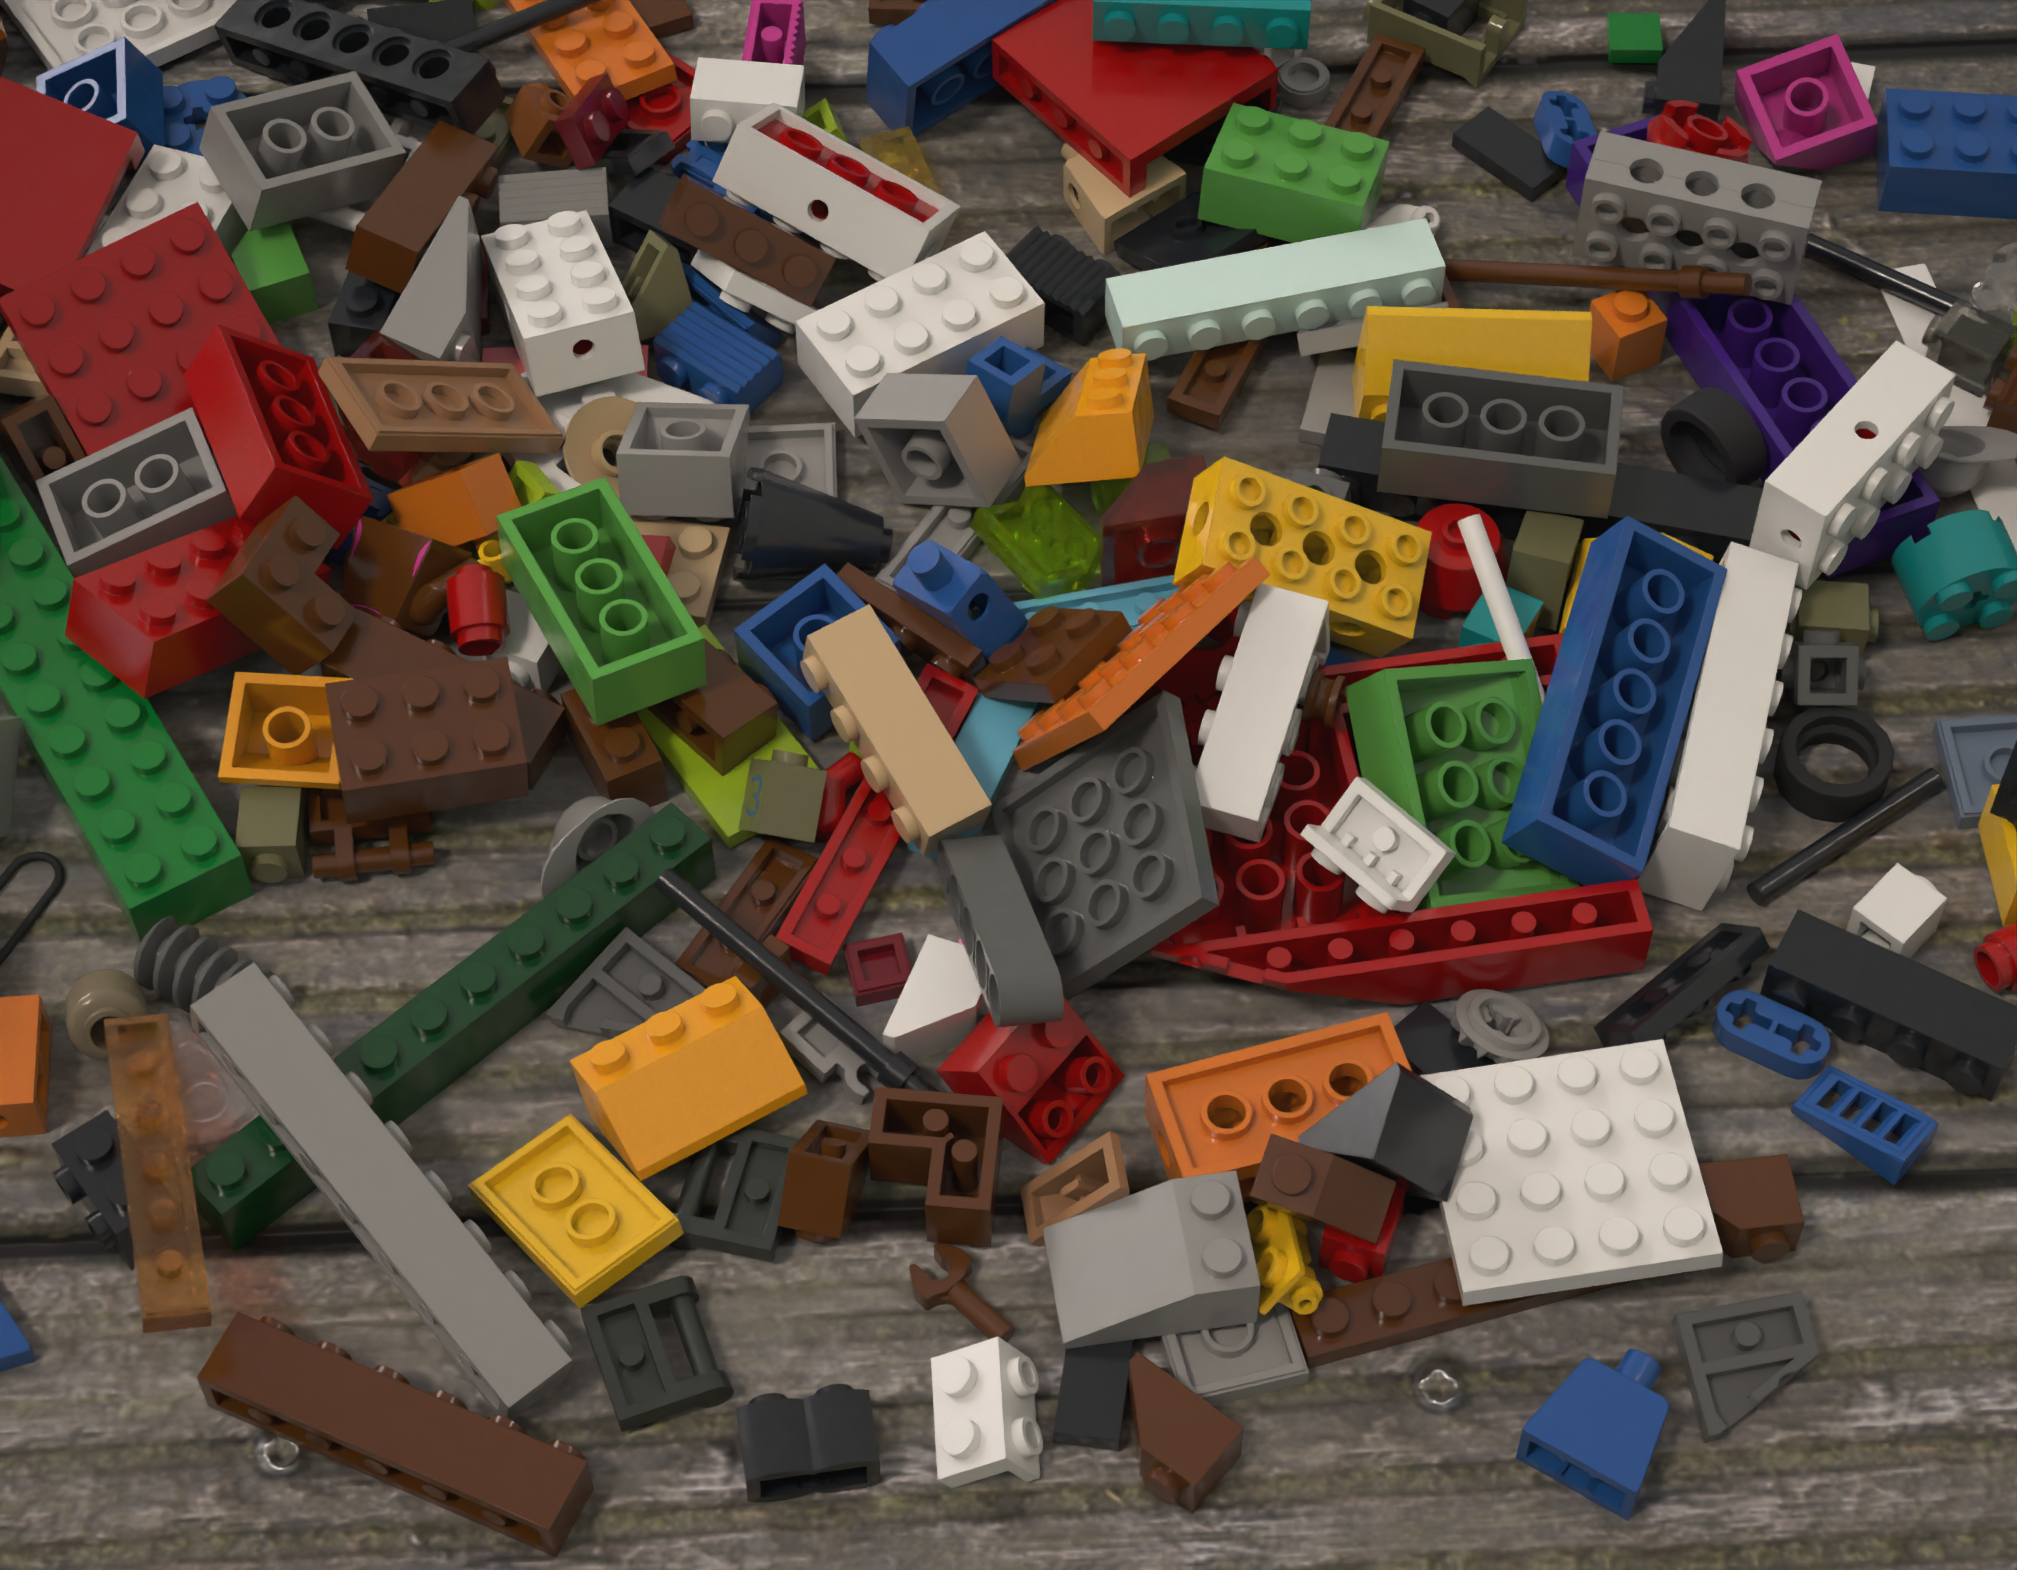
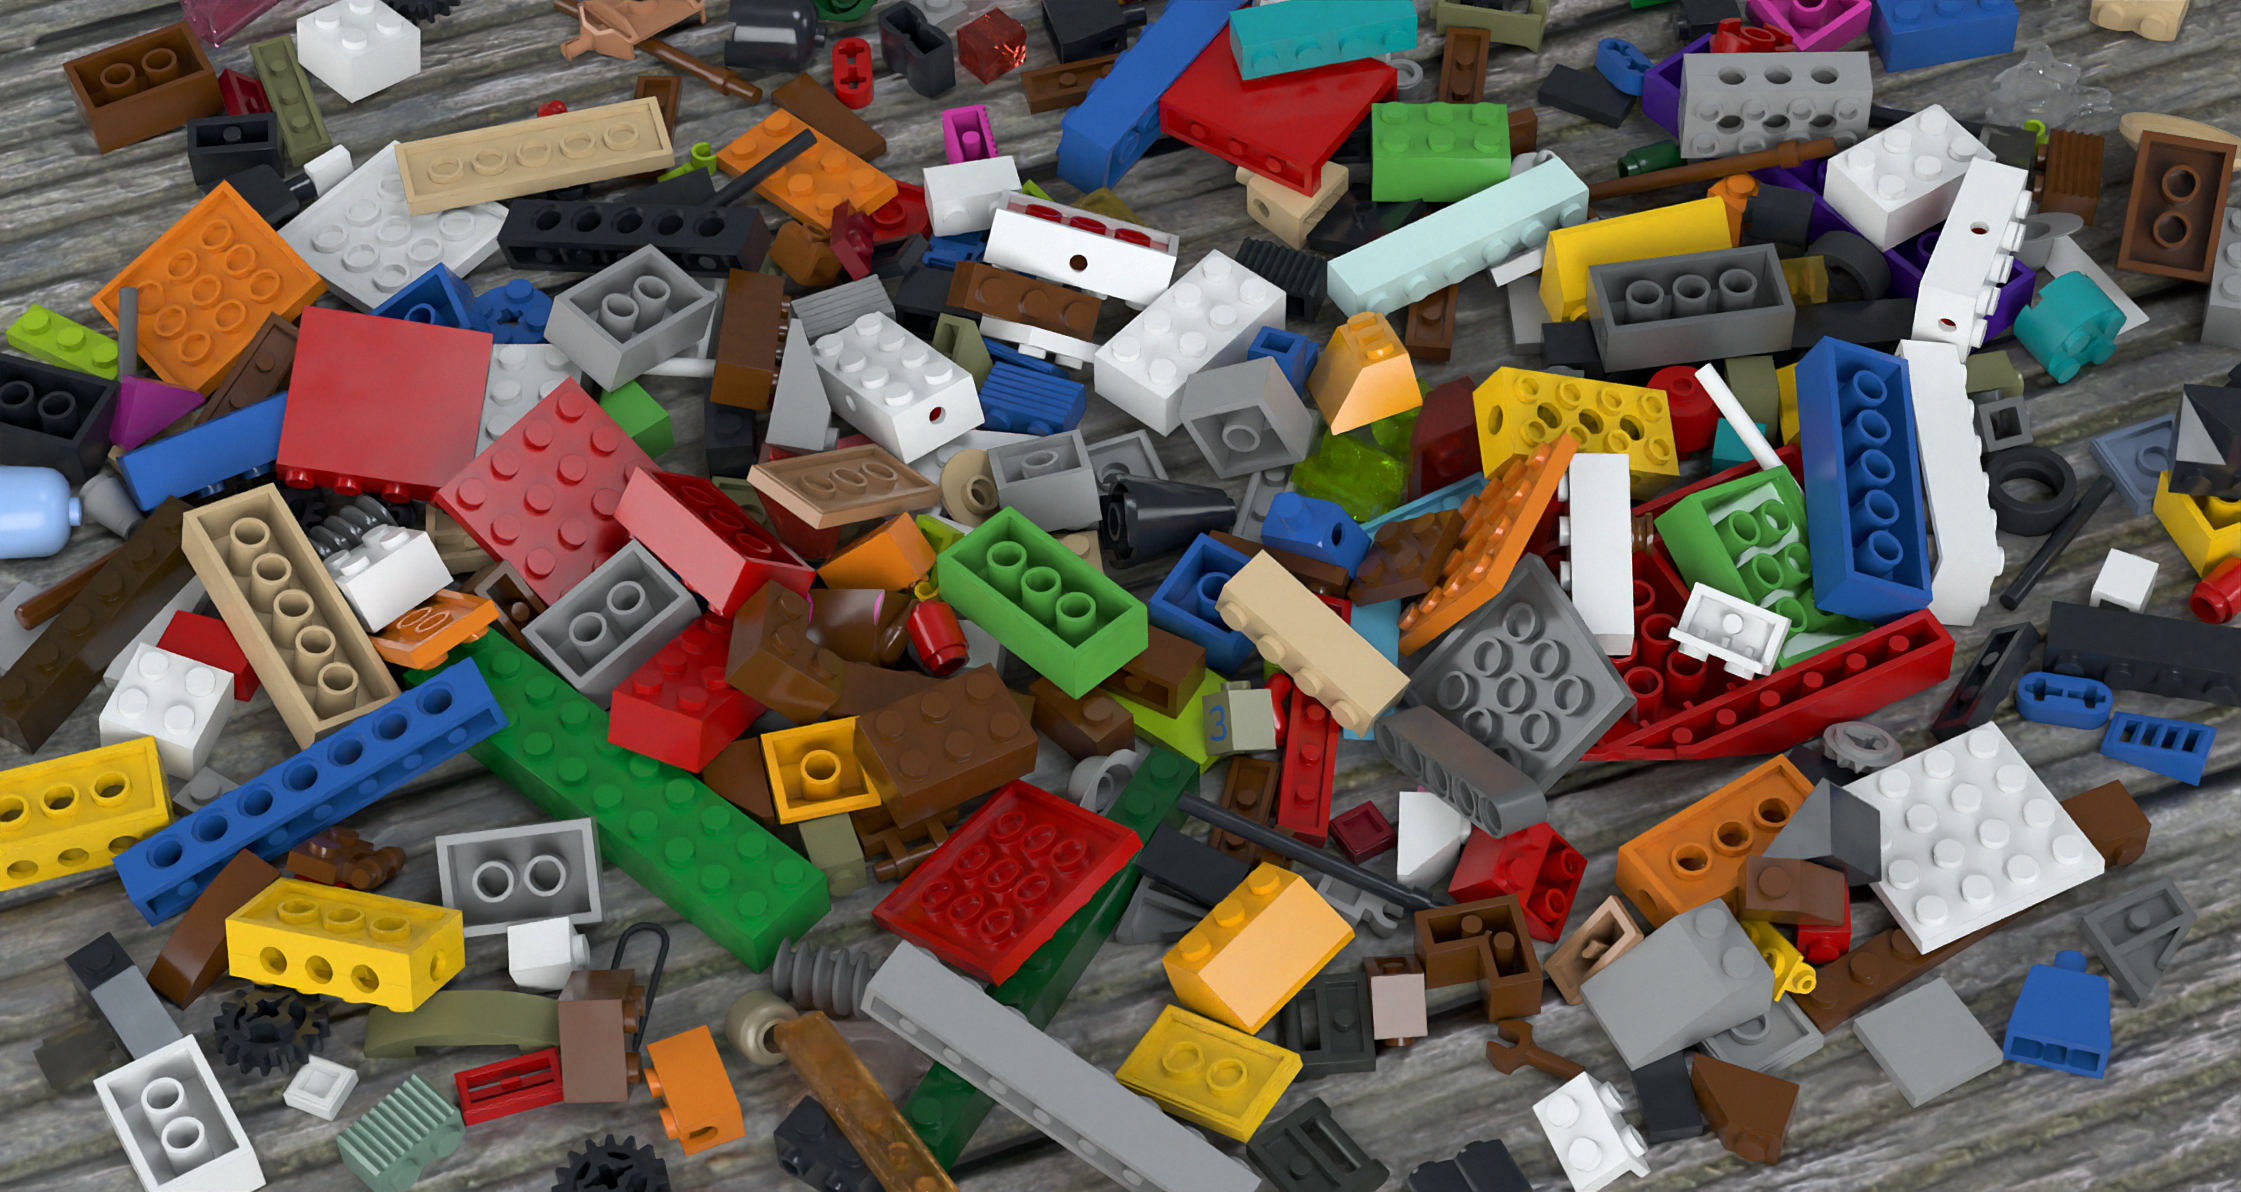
camera: 15 degrees left, 5 degrees down
(196, 722) = (740, 779): none -> reddish brown slope
(435, 919) = (1007, 880): none -> red plate
(653, 957) = (1191, 867): none -> black tile
(1405, 178) = (1522, 131): none -> reddish brown plate
(1432, 1414) = (1927, 1042): none -> light grey tile
(1544, 246) = (1650, 158): none -> dark green brick
(1650, 438) = (1806, 279): none -> clear yellow plate
(1656, 366) = (1780, 218): none -> black brick
(1815, 340) = (1902, 177): none -> white brick

